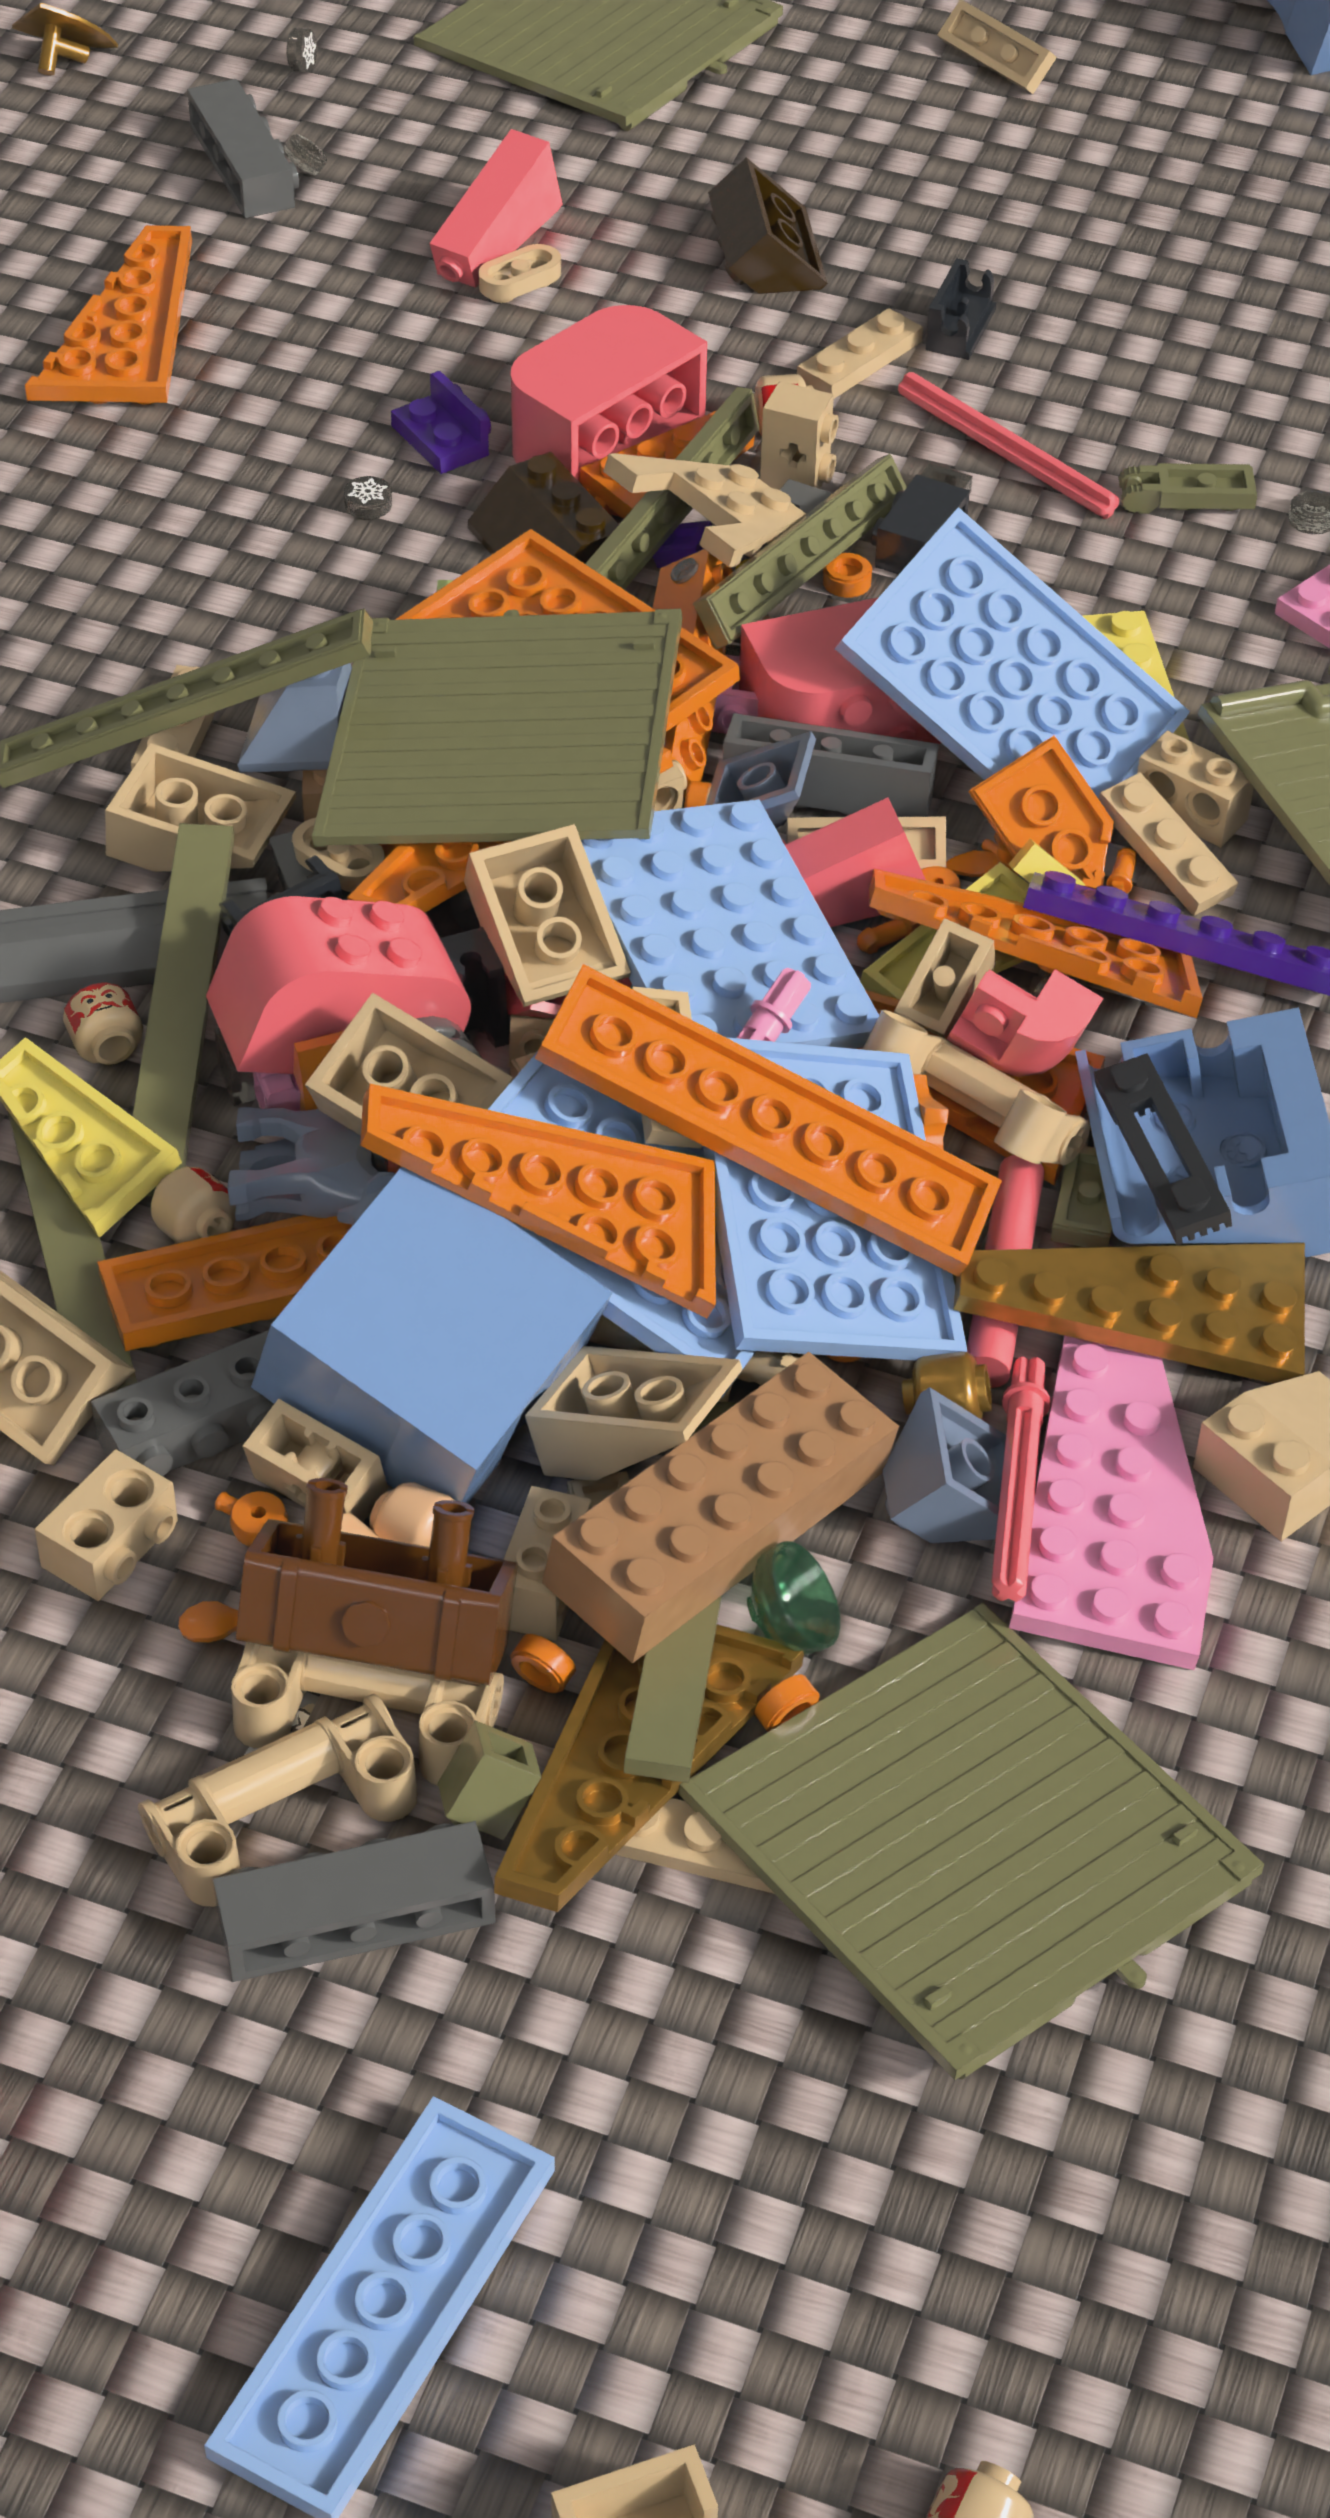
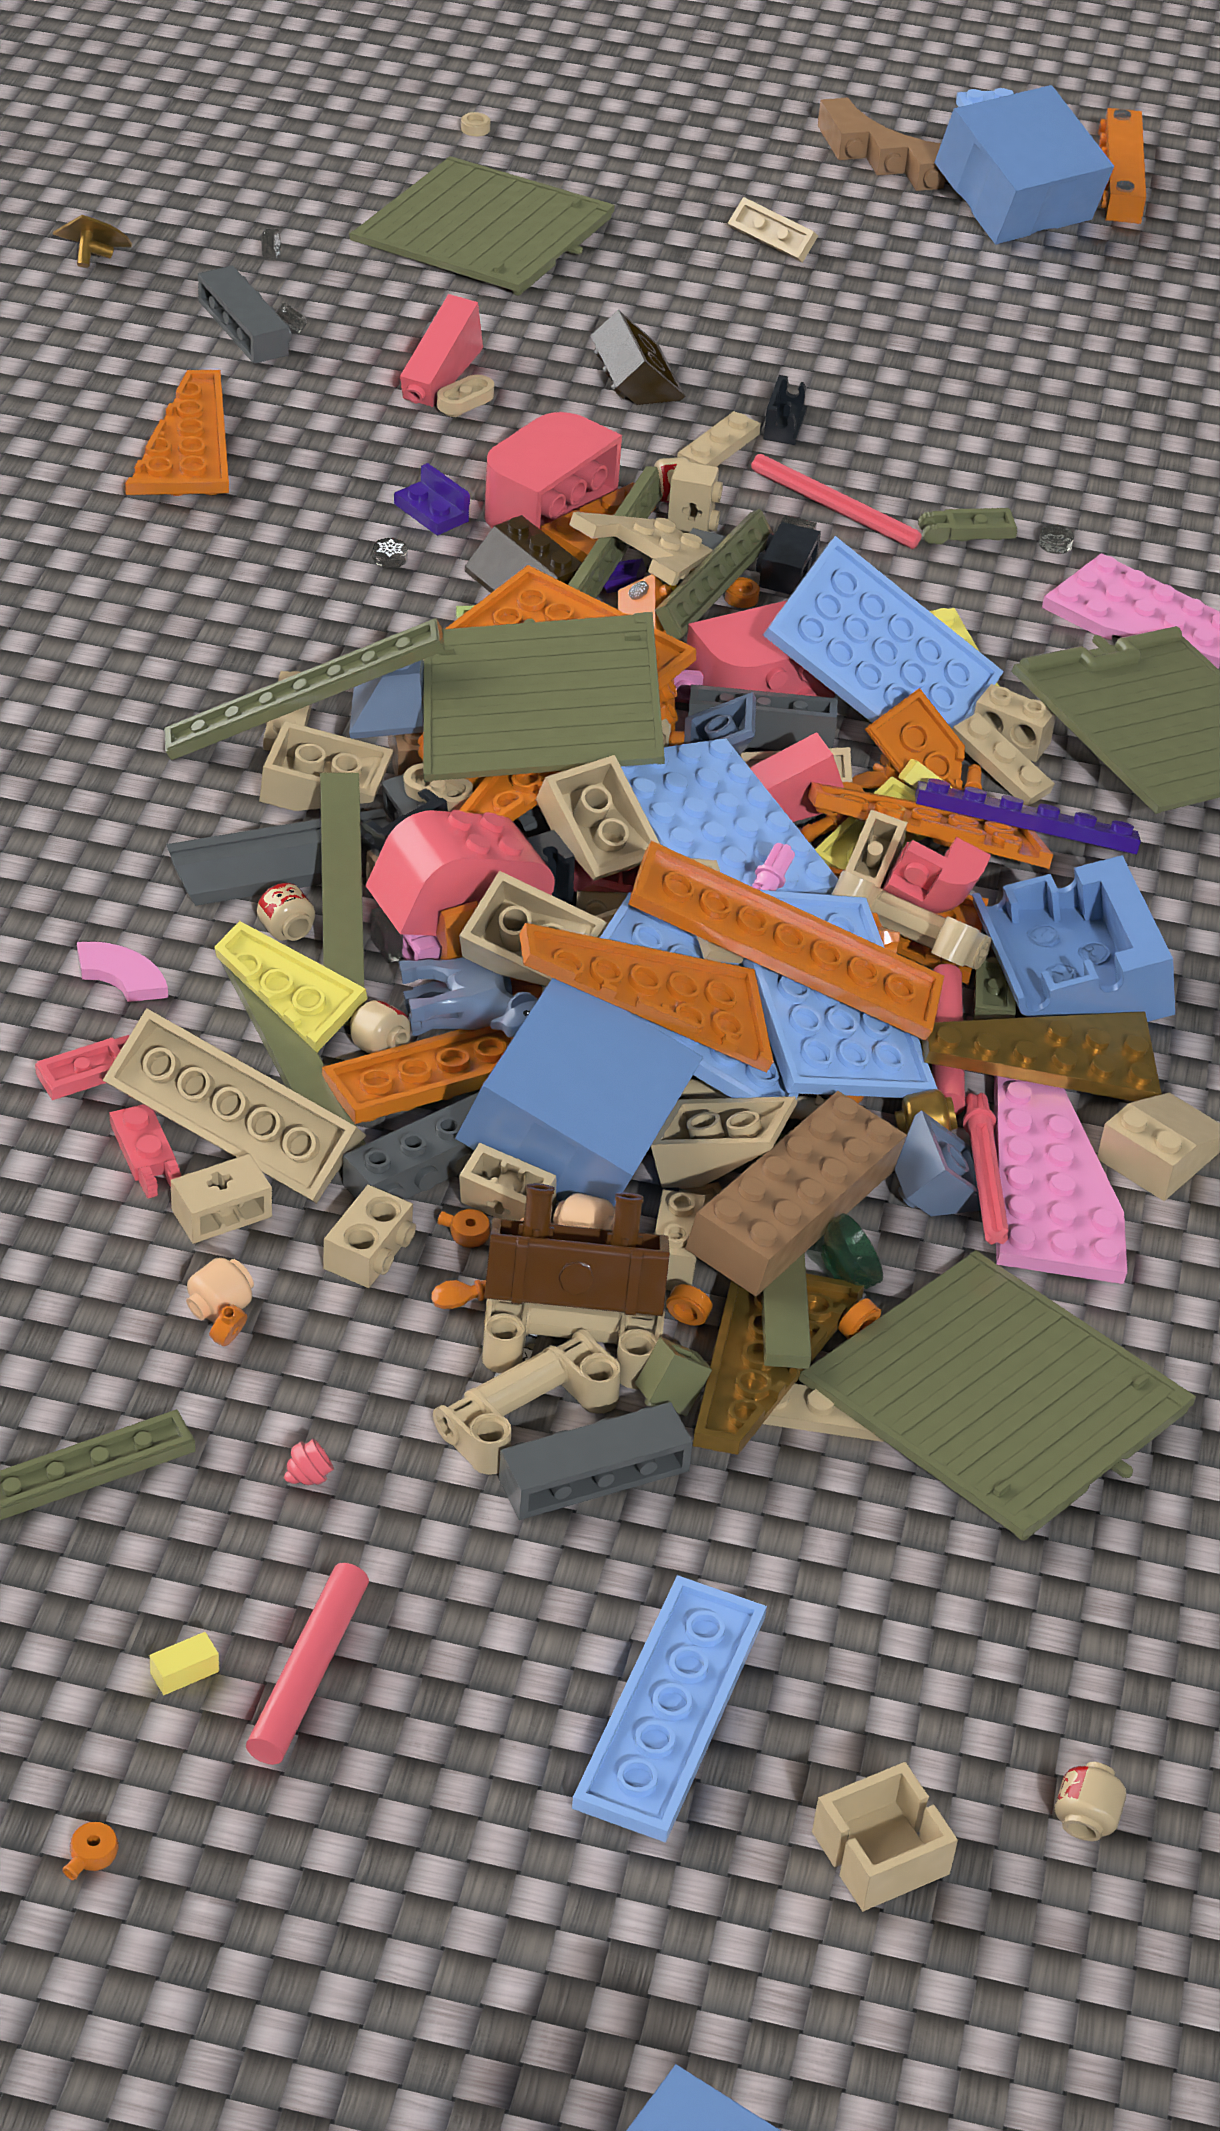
camera: 10 degrees left, 5 degrees down
(1187, 1204) = (1069, 985): black container -> none

